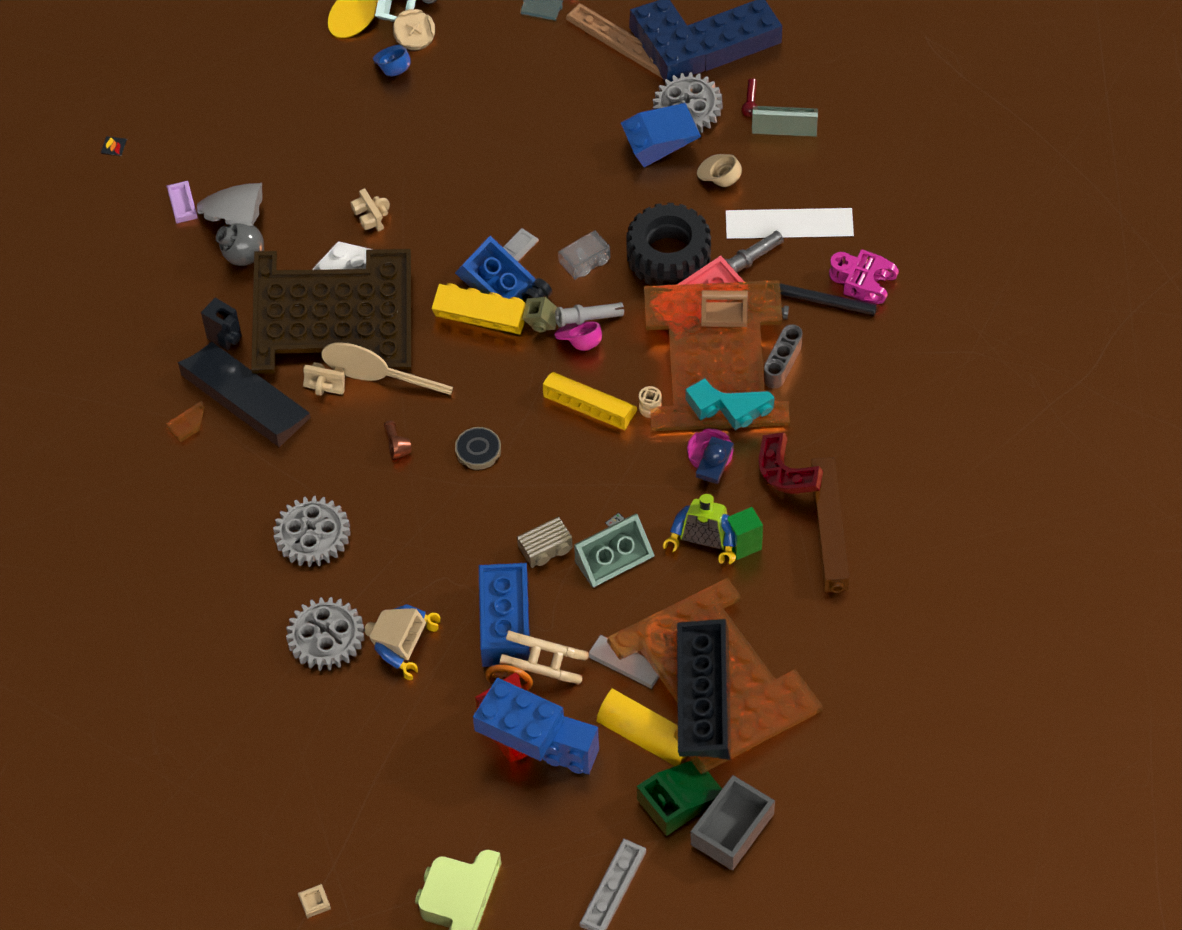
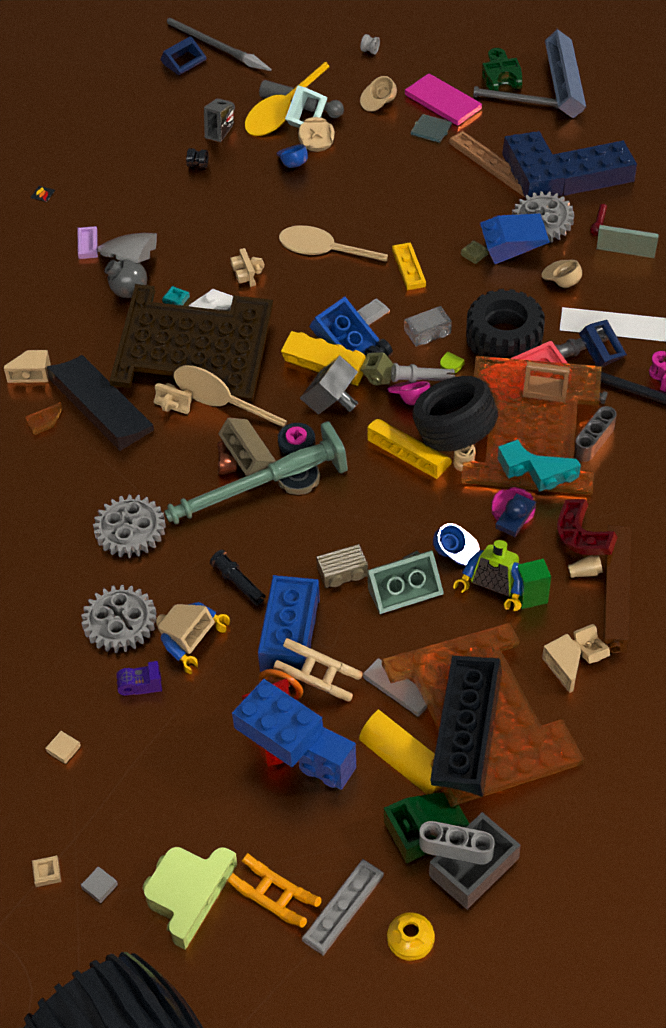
camera: 10 degrees right, 5 degrees down
(156, 365) = (28, 367): none -> tan slope
(221, 324) = (92, 344): black brick -> none
(283, 78) = (197, 158): none -> black wheel
(297, 18) = (218, 119): none -> dark grey torso
(298, 257) = (176, 296): none -> teal tile
(299, 776) = (63, 747): none -> tan tile
(361, 695) = (139, 680): none -> dark purple leg
(370, 905) = (99, 884): none -> light grey tile
(418, 425) = (245, 445): none -> dark tan brick
(430, 565) = (231, 571): none -> black pin
(439, 166) = (316, 241): none -> tan piece
(476, 410) = (295, 437): none -> black wheel
(494, 343) = (330, 387): none -> dark grey brick
(507, 415) = (295, 463): none -> sand green piece
(535, 871) = (269, 877): none -> light orange piece
(549, 183) = (409, 266): none -> yellow tile
(617, 293) = (451, 361): none -> lime tile
(619, 156) = (474, 252): none -> olive tile
(642, 374) = (455, 413): none -> black tyre
(658, 501) = (455, 543): none -> blue cap
(683, 915) = (410, 947): none -> yellow piece
(724, 801) = (447, 833): none -> light grey beam
(769, 255) = (597, 348): none -> dark blue tile
(787, 608) = (563, 659): none -> tan slope
(795, 506) = (586, 567): none -> tan cone
(811, 589) = (591, 646): none -> tan bracket

